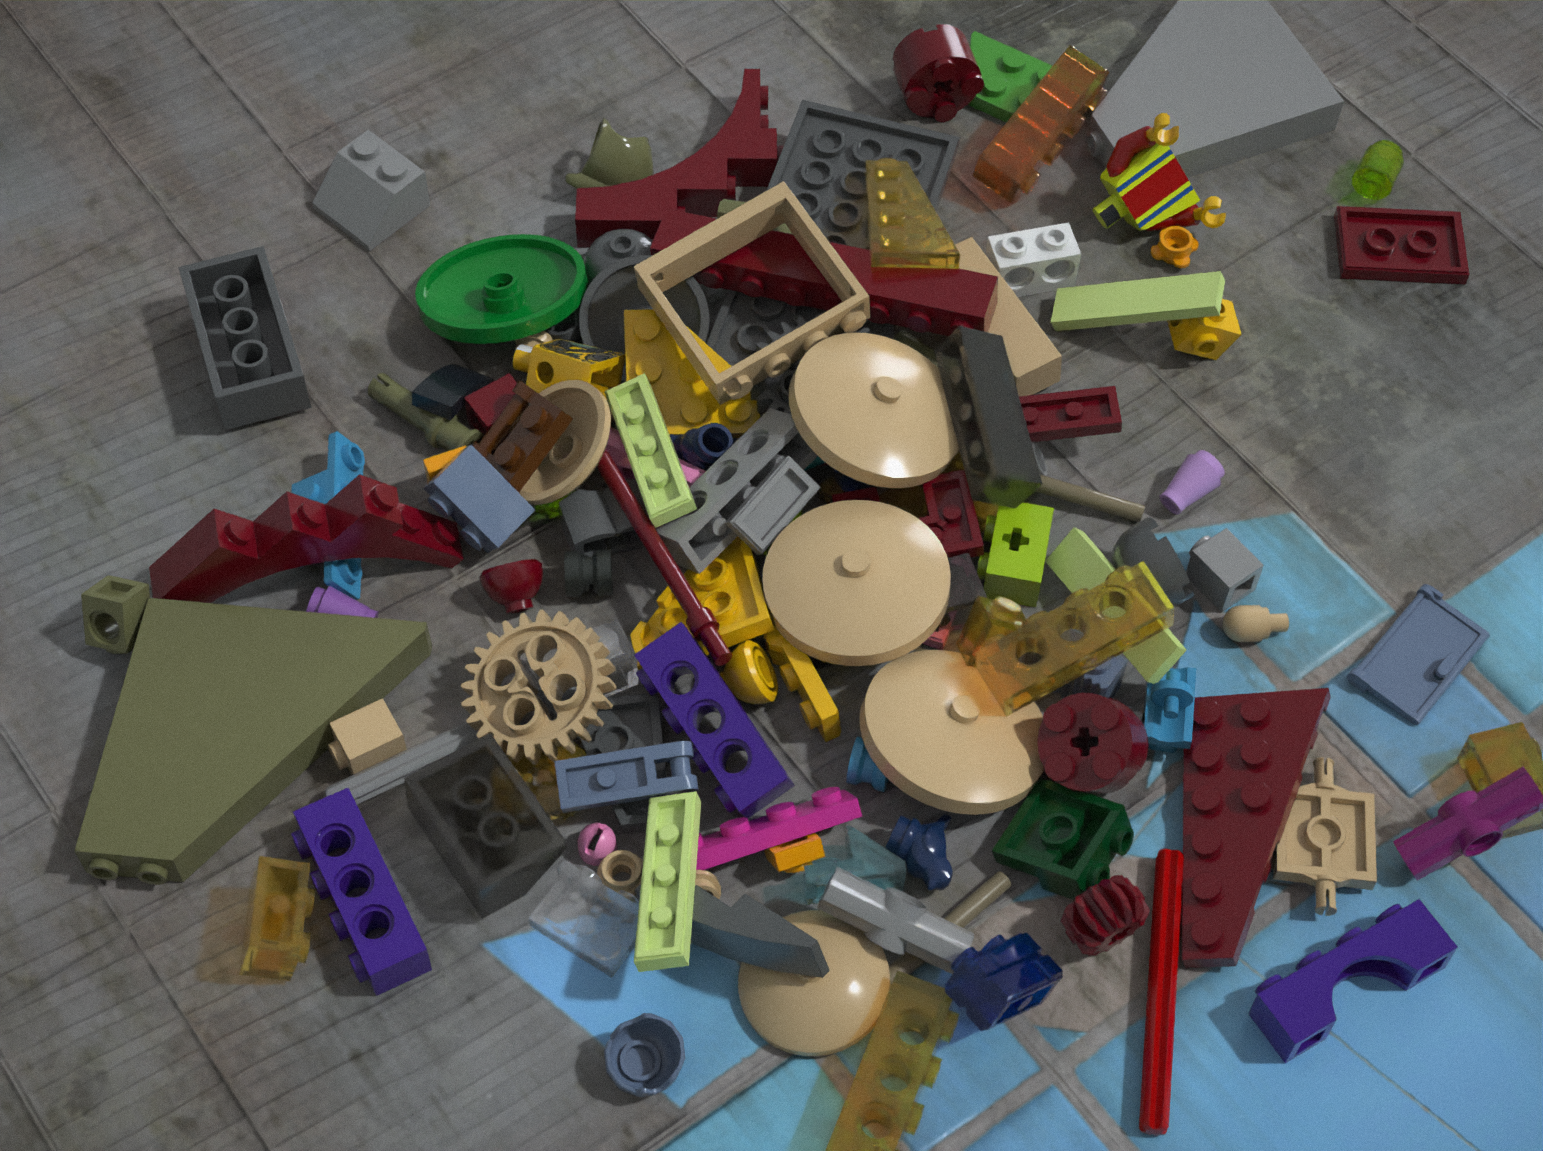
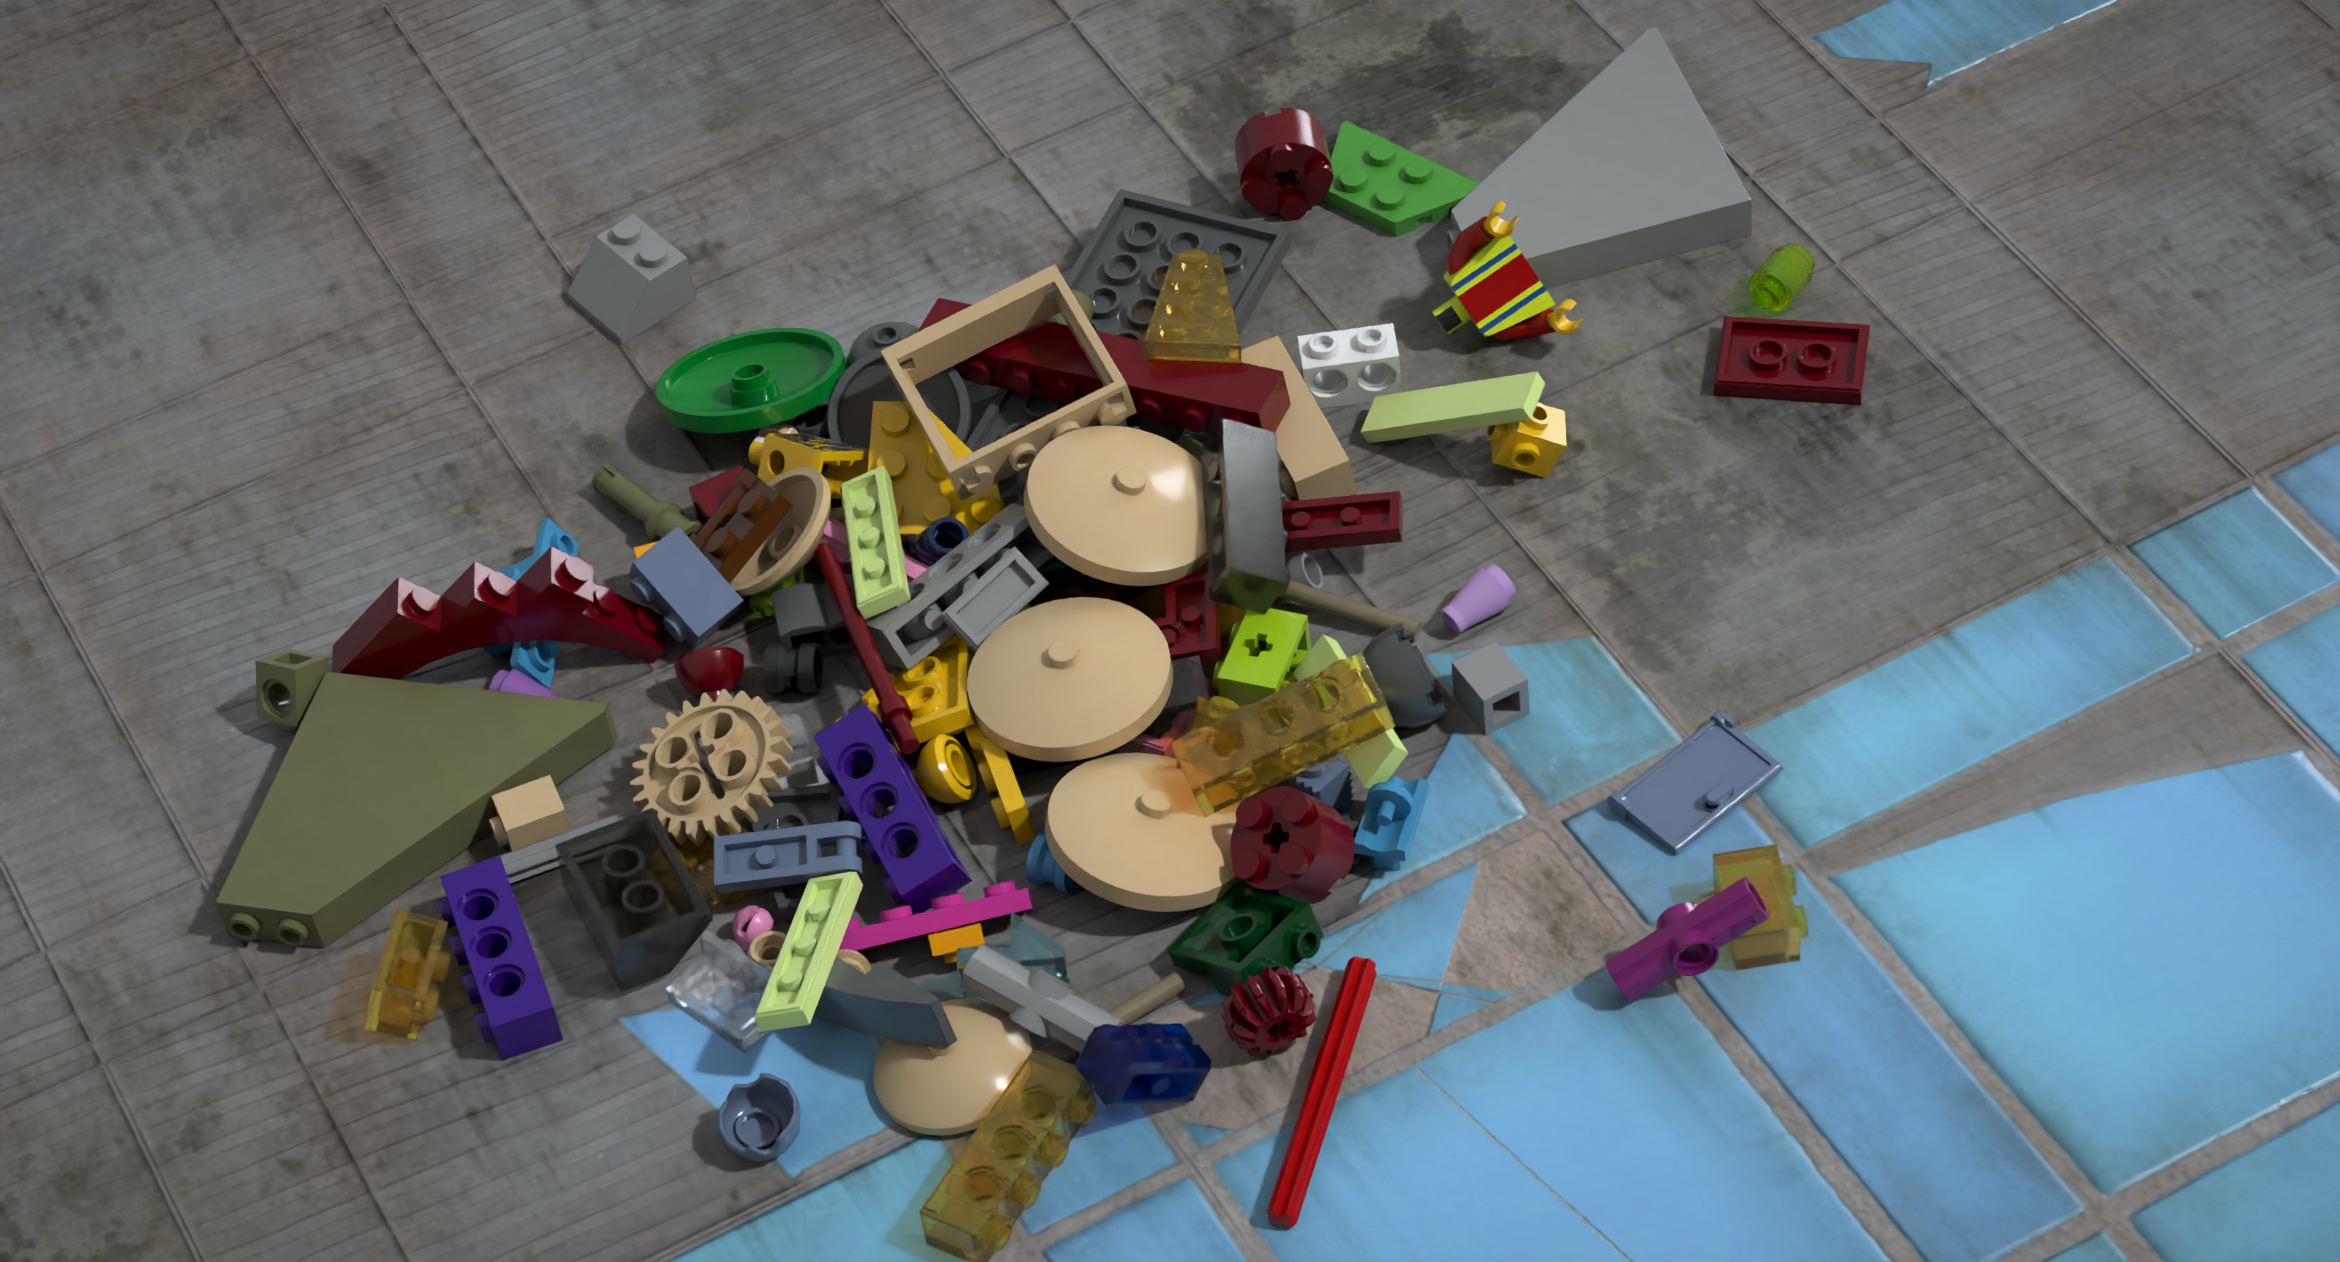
camera: 15 degrees right, 10 degrees down
(244, 338) = (467, 424): dark grey brick -> none
(446, 388) = (669, 482): black slope -> none
(614, 160) = (903, 259): olive piece -> none
(737, 156) = (1047, 236): dark red arch -> none
(923, 850) = (1093, 944): dark blue animal -> none
(1040, 125) = (1390, 220): clear orange brick -> none
(1175, 246) = (1523, 354): light orange plate -> none
(1235, 809) = (1441, 913): dark red wing -> none
(1253, 623) = (1511, 743): tan cylinder -> none
(1328, 839) = (1535, 953): tan plate -> none
(1400, 948) = (1583, 1061): dark purple arch -> none

